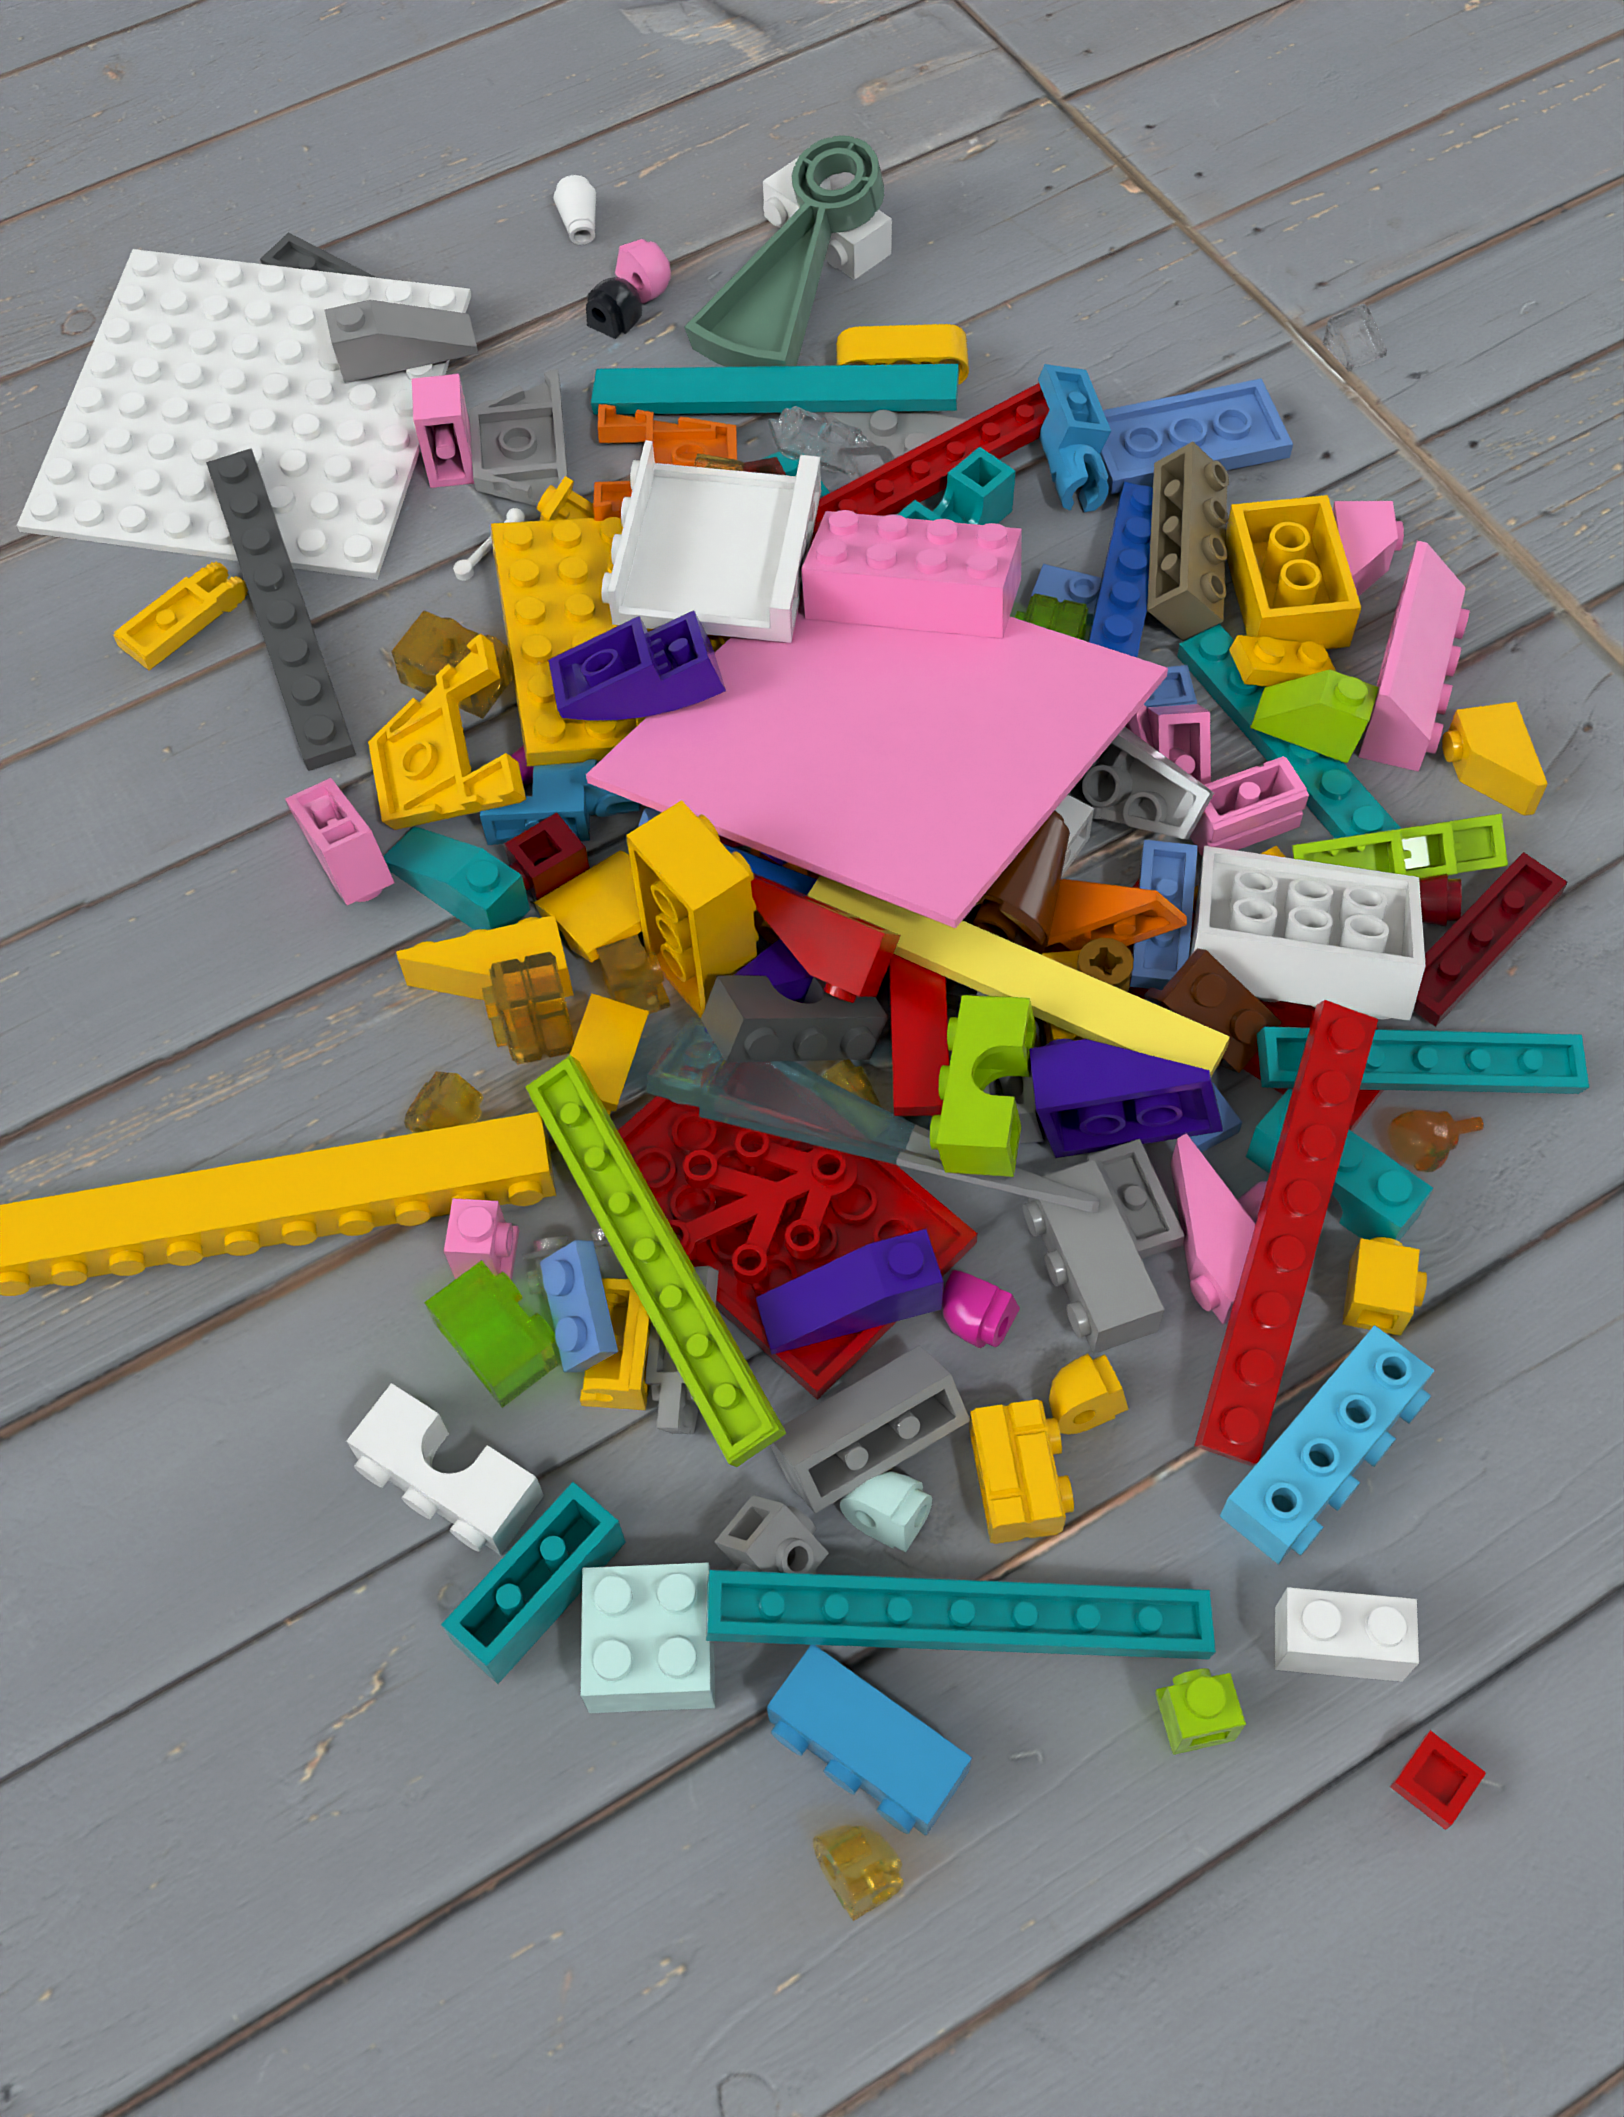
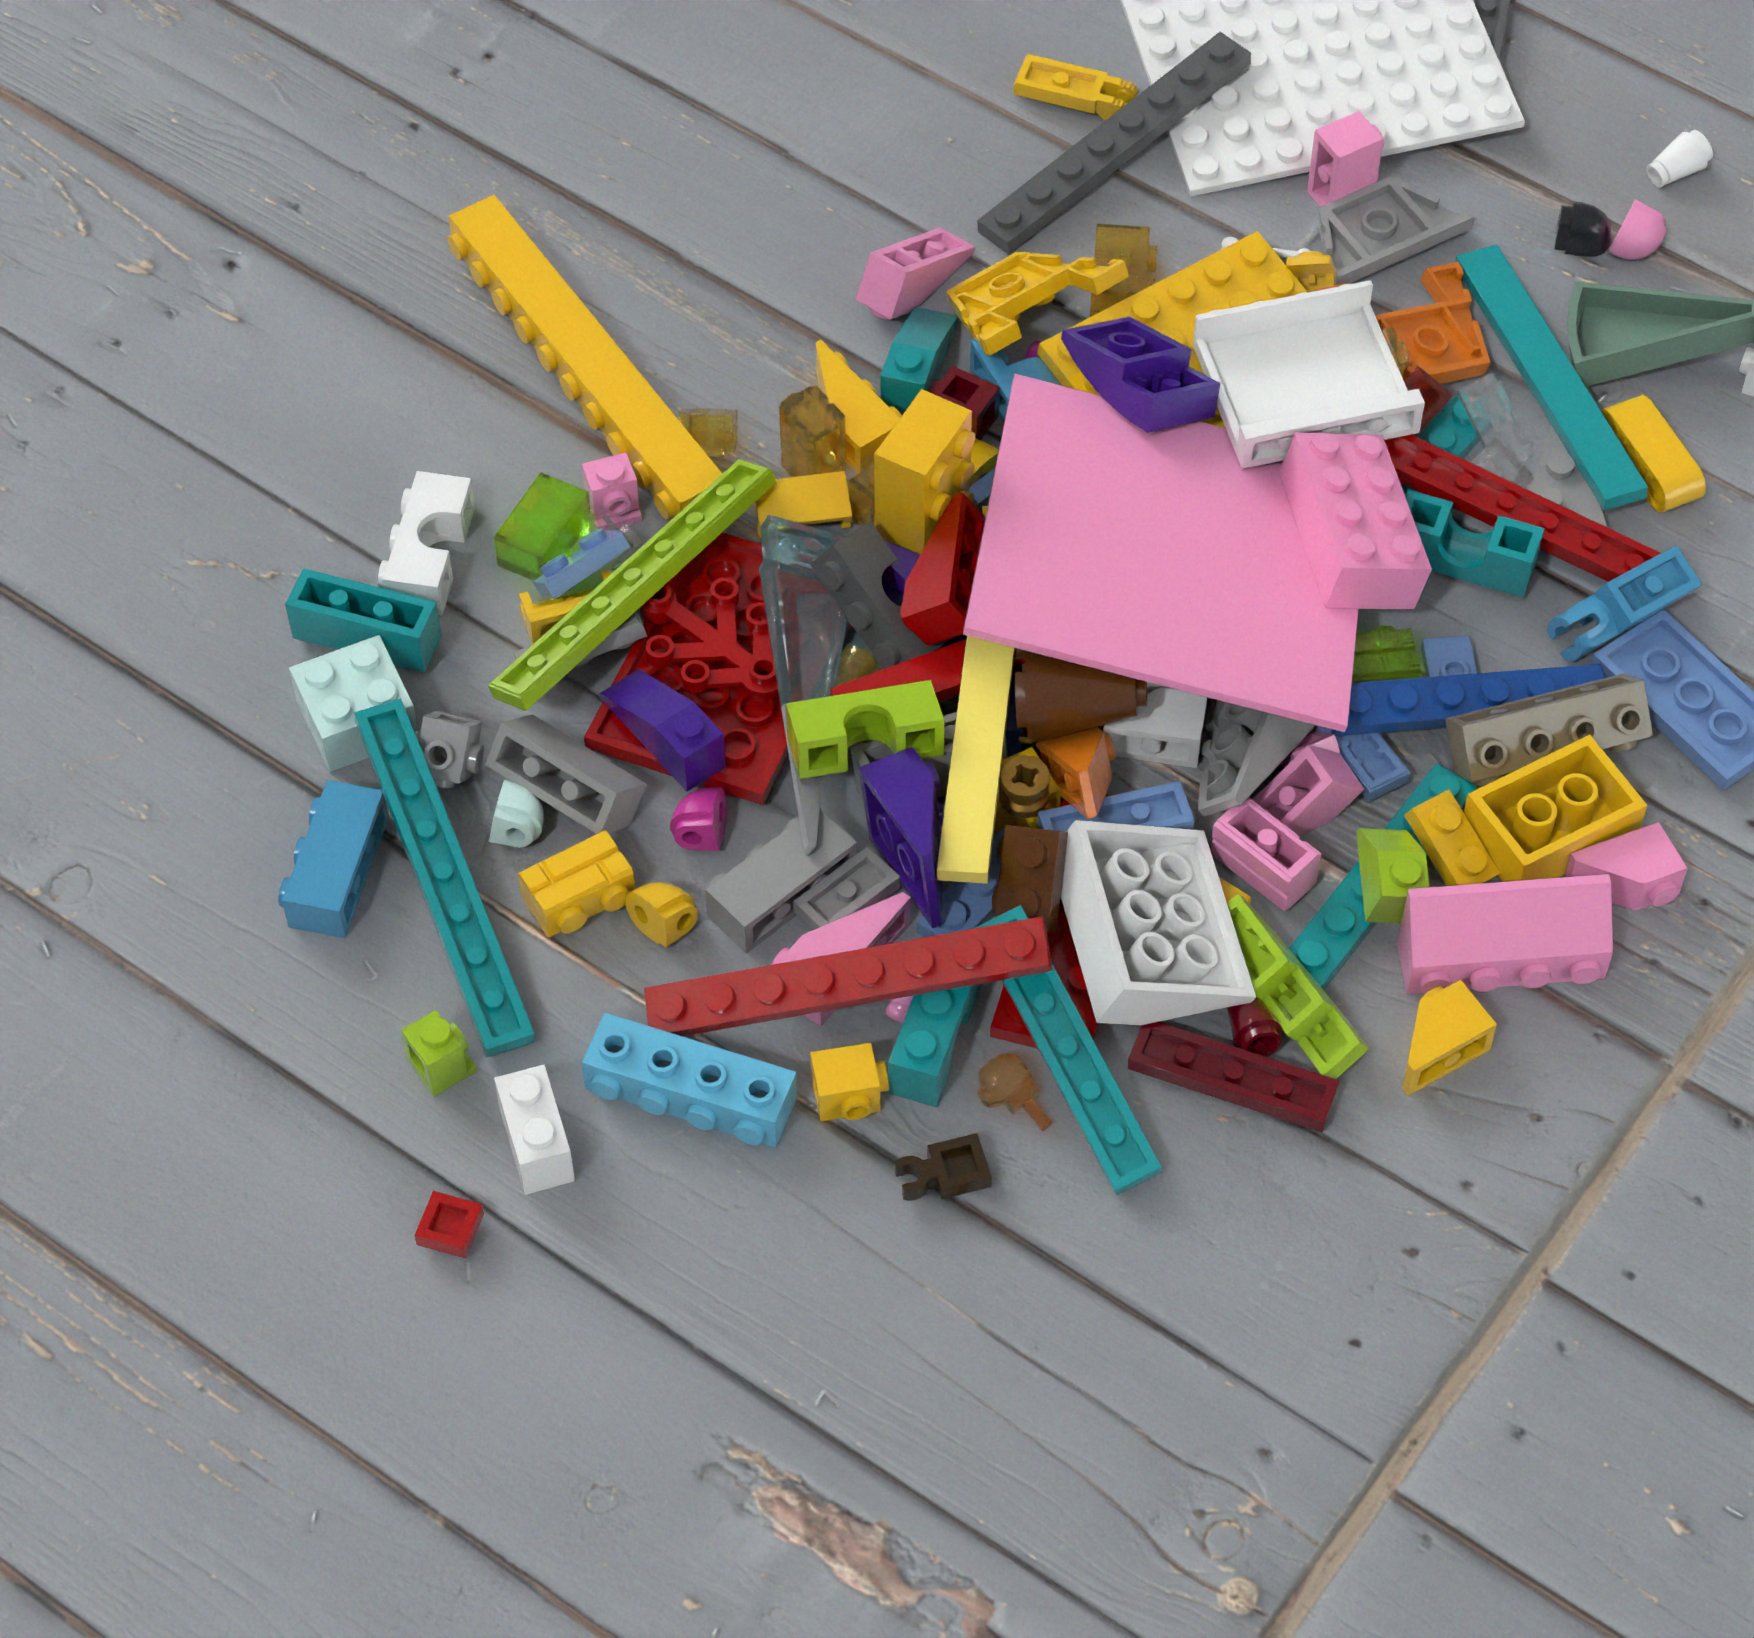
camera: 65 degrees right, 5 degrees down
(393, 337) = (1420, 89): light grey slope -> none
(858, 1867) = (244, 883): clear yellow piece -> none
(1519, 1225) = (951, 1166): none -> dark brown plate

